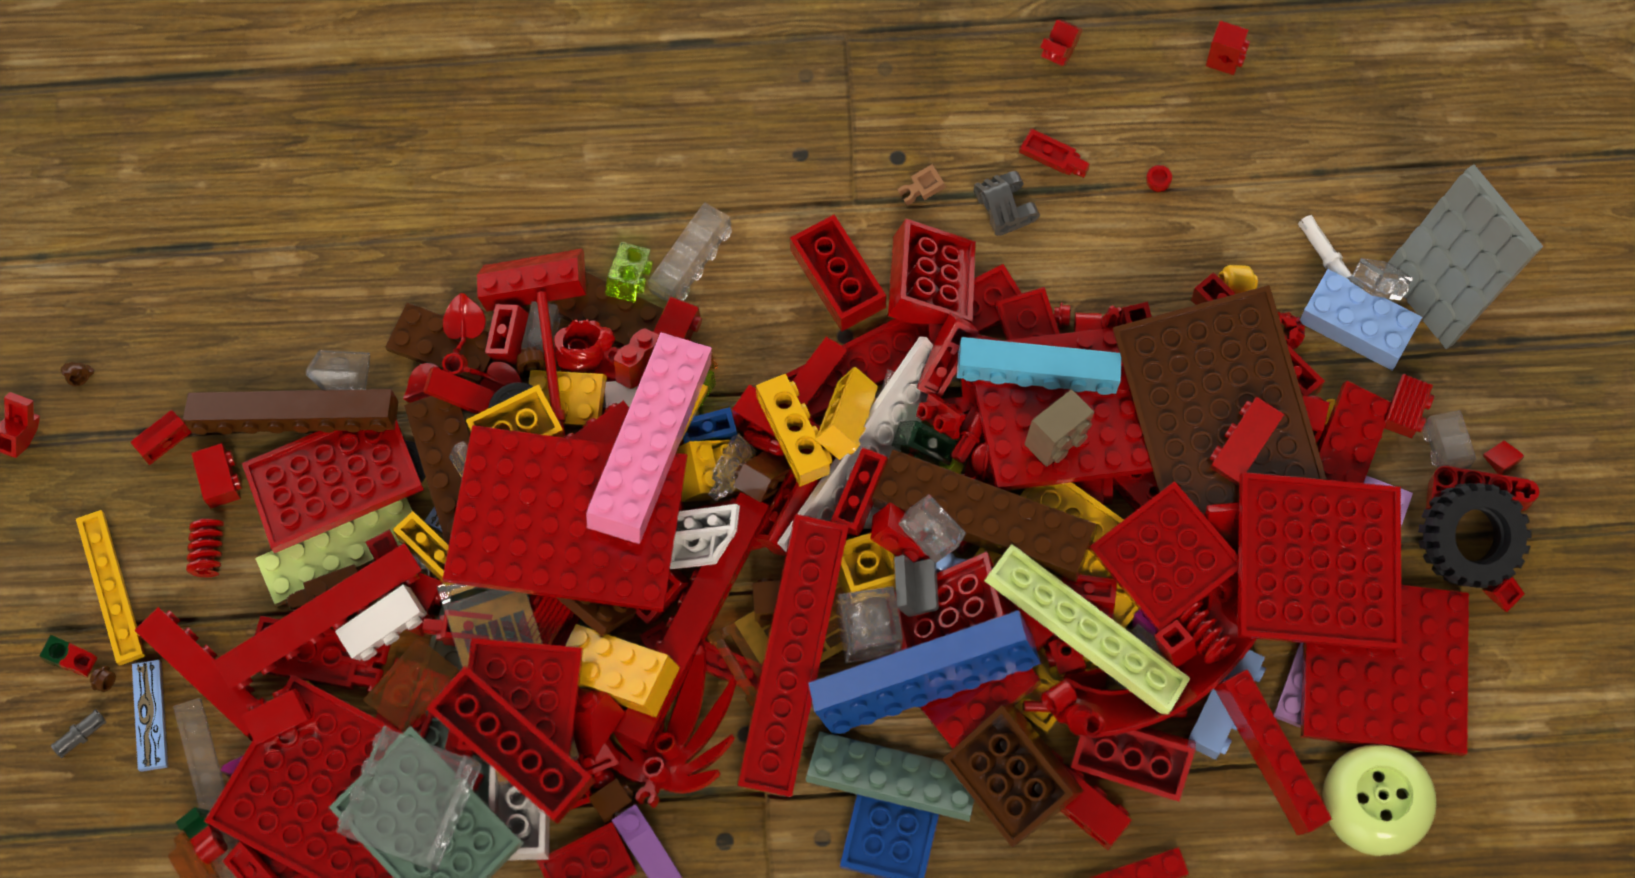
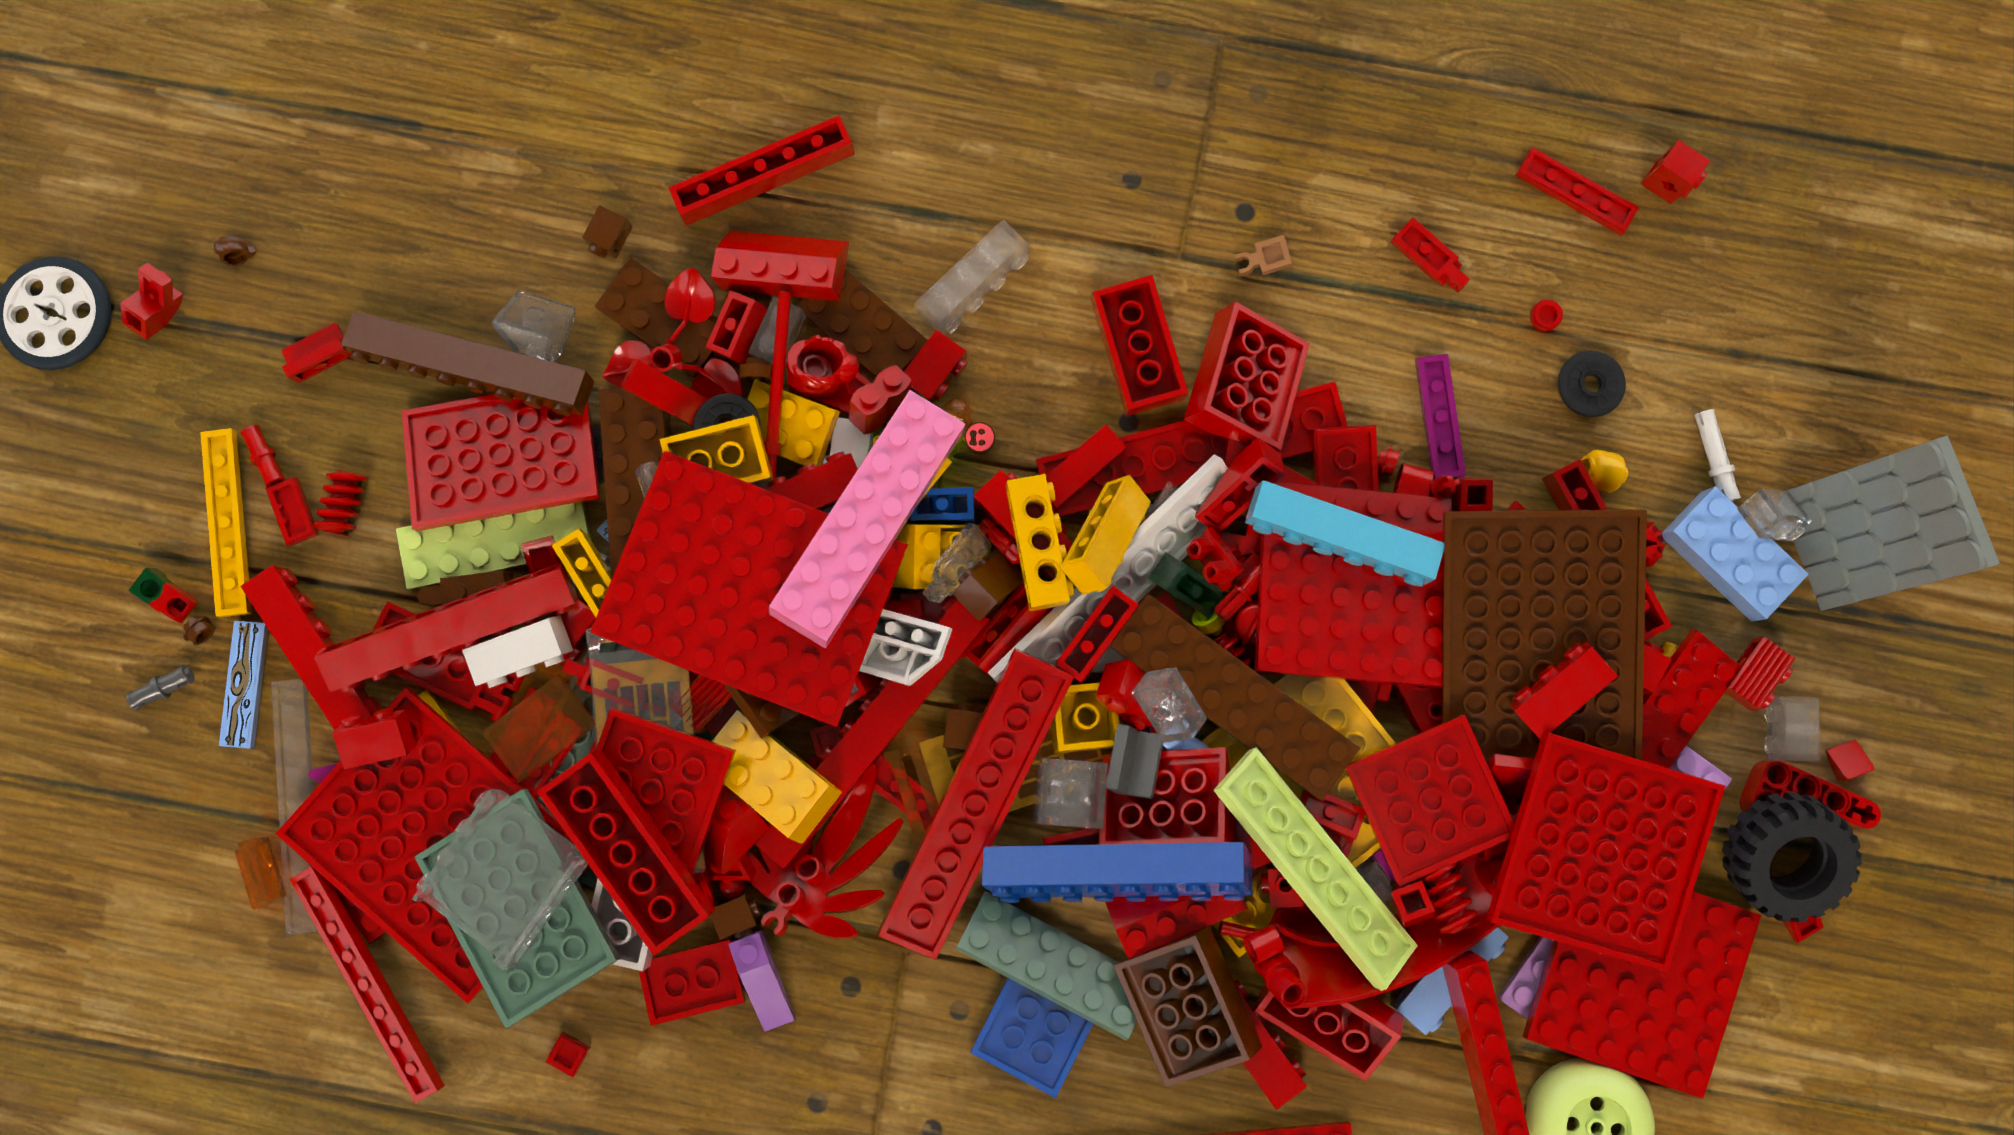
camera: 10 degrees right, 15 degrees up
(131, 527) = (262, 455): none -> red pin
(164, 565) = (292, 511): none -> red plate
(206, 839) = (274, 853): leg -> none
(216, 475) = (370, 418): red brick -> none
(383, 288) = (607, 233): none -> reddish brown brick
(500, 211) = (762, 170): none -> red brick
(628, 272) = (890, 283): clear neon green brick -> none
(726, 375) = (980, 438): none -> tile
(1000, 203) = (1351, 304): dark grey piece -> none
(1059, 428) = (1356, 620): dark tan brick -> none
(1061, 42) = (1477, 113): red brick -> none
(1093, 268) = (1440, 416): none -> magenta plate
(1156, 82) = (1577, 191): none -> red tile
(1209, 234) = (1610, 378): none -> black wheel

